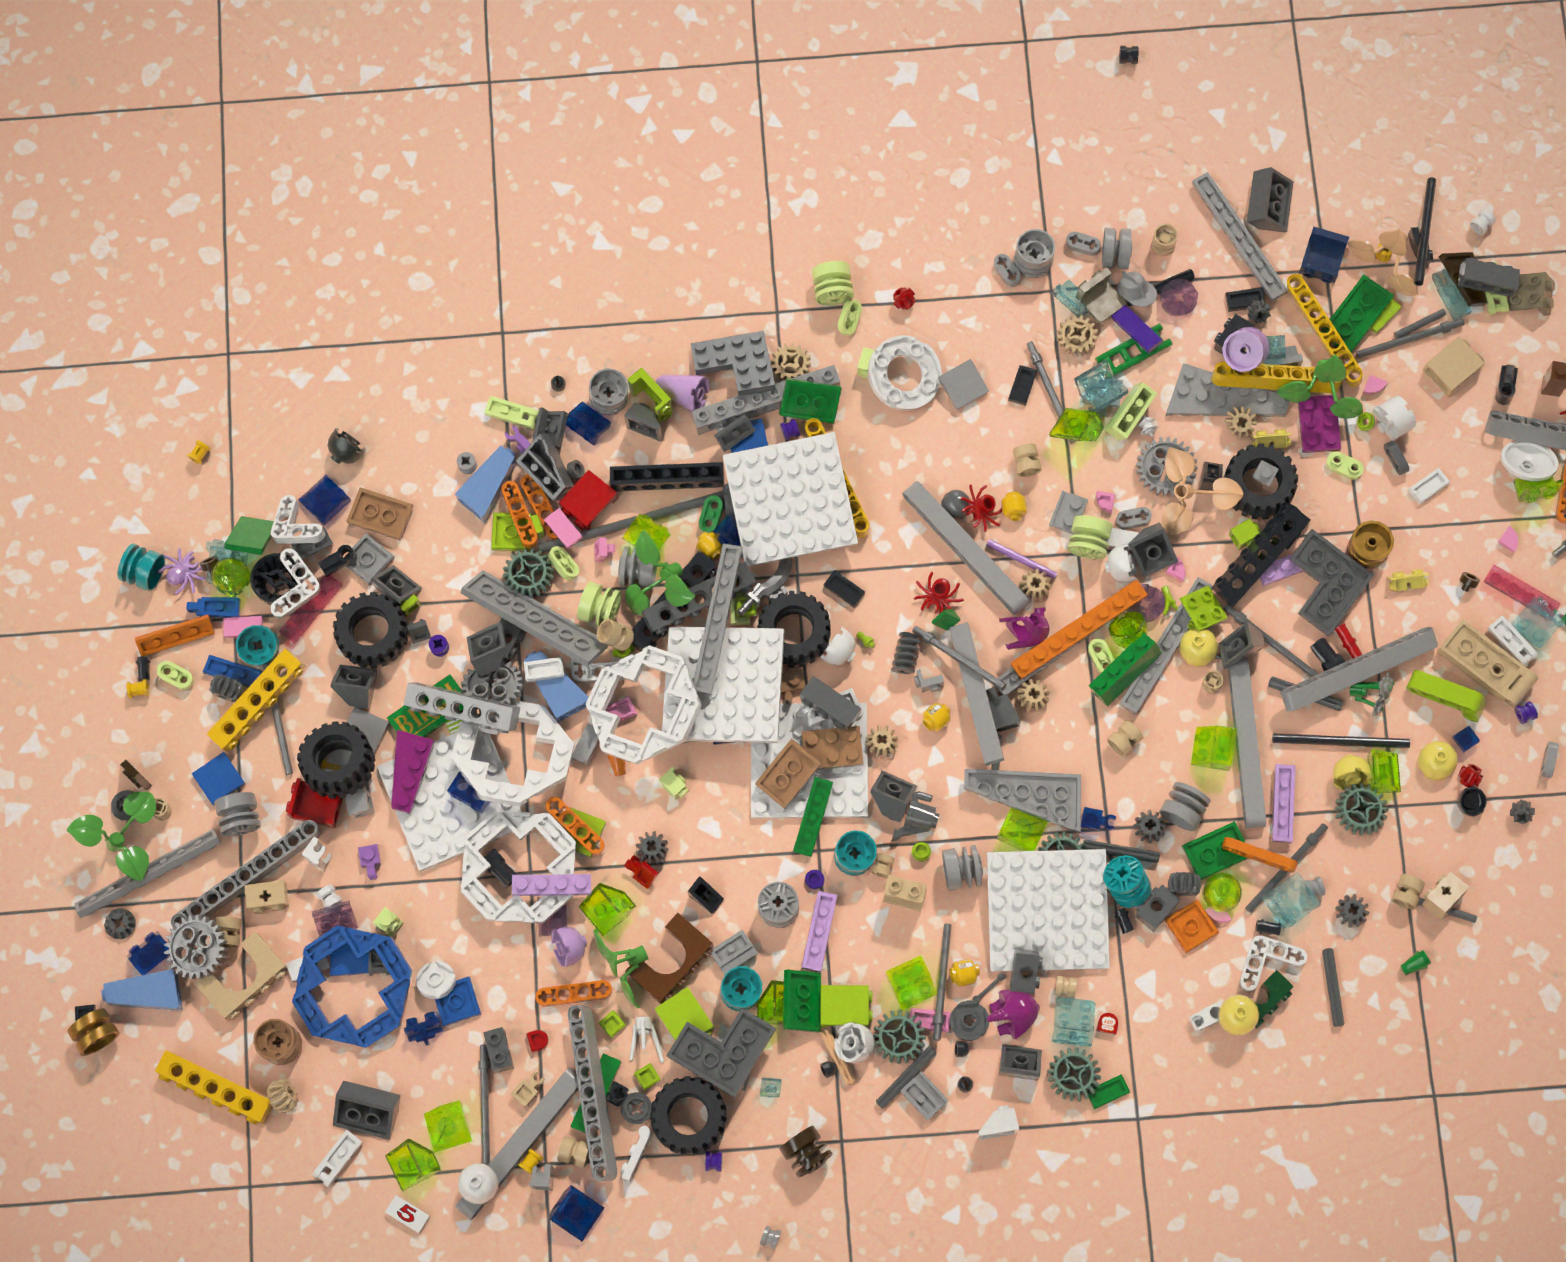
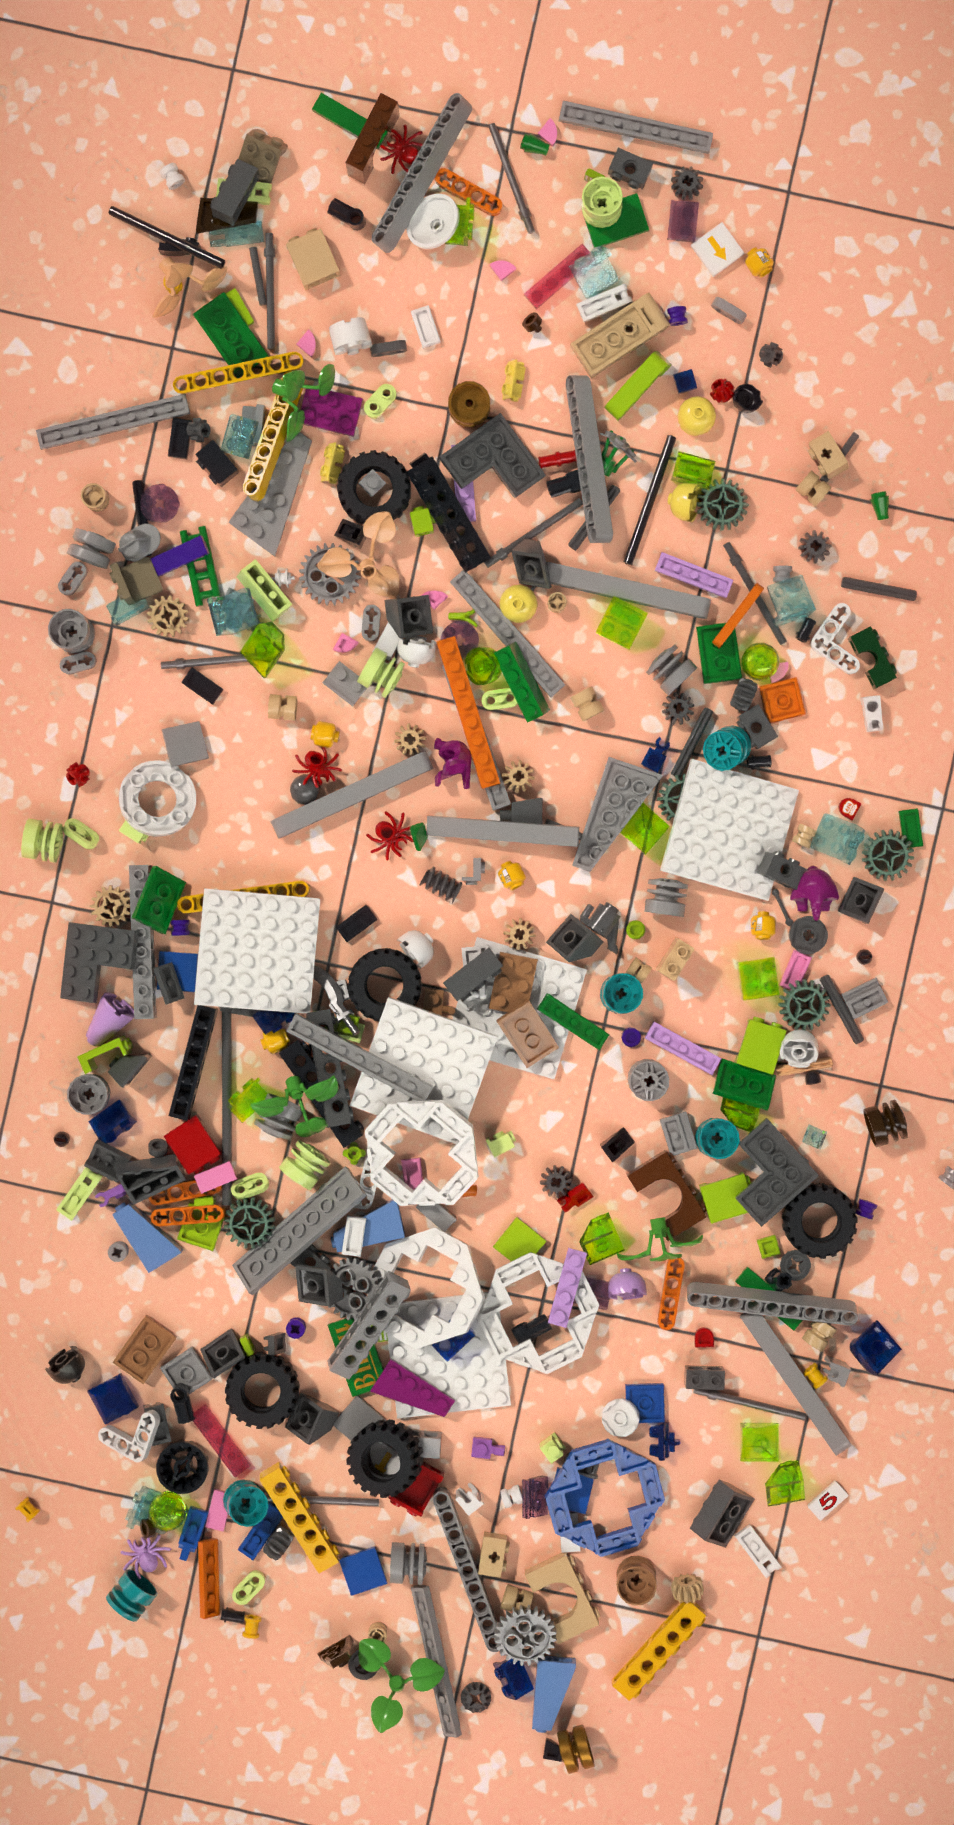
camera: 80 degrees left, 15 degrees up
(250, 535) = (132, 1482): green tile -> none
(301, 589) = (202, 1448): white beam -> none
(478, 1183) = (824, 1431): white cylinder -> none
(526, 1091) = (749, 1362): tan plate -> none
(575, 825) = (512, 1245): orange beam -> none
(603, 550) = (247, 1145): bright pink tile -> none
(612, 1024) = (709, 1265): lime tile -> none
(615, 635) = (341, 1159): tan wheel -> none
(636, 1152) = (835, 1276): white plate -> none
(643, 1027) = (722, 1238): white plant -> none
(709, 513) = (241, 1031): green plate -> none
(867, 641) = (416, 917): lime piece -> none
(930, 639) = (432, 857): flat silver bar -> none
(938, 1018) = (798, 963): flat silver bar -> none
(961, 1049) = (832, 950): black hinge -> none
(1000, 1123) = (913, 938): white slope -> none
(1020, 558) = (378, 744): medium lavender bar -> none
(1203, 608) = (485, 587): lime hinge -> none
(1238, 1015) = (882, 686): light yellow cylinder -> none
(1247, 423) = (307, 479): tan gear -> none
(1256, 345) = (242, 459): lavender wheel -> none
(1270, 200) = (85, 378): dark grey slope -> none
(1323, 255) = (158, 345): dark blue panel -> none
(1361, 421) = (340, 369): lime plate -> none

